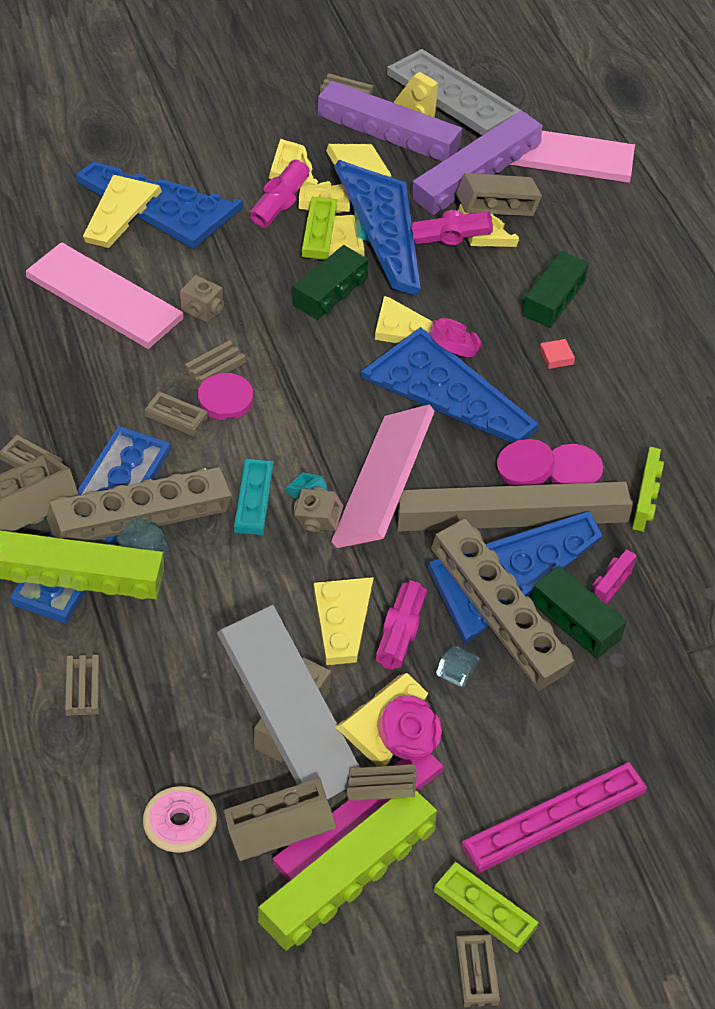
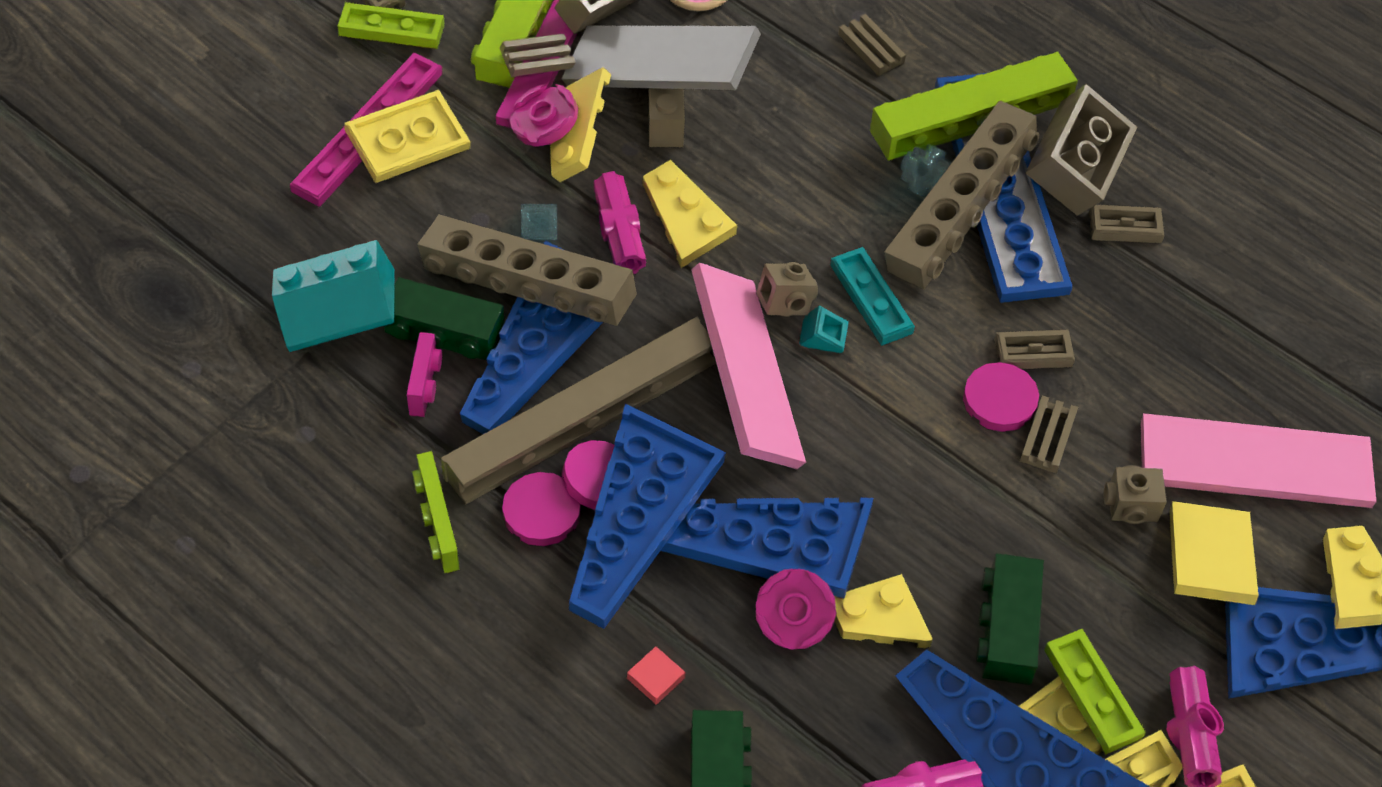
camera: 150 degrees right, 5 degrees up
(186, 254) = (1213, 553): none -> light yellow tile
(509, 424) = (643, 499): none -> blue wing
(528, 782) = (407, 136): none -> light yellow tile
(656, 651) = (334, 295): none -> teal slope

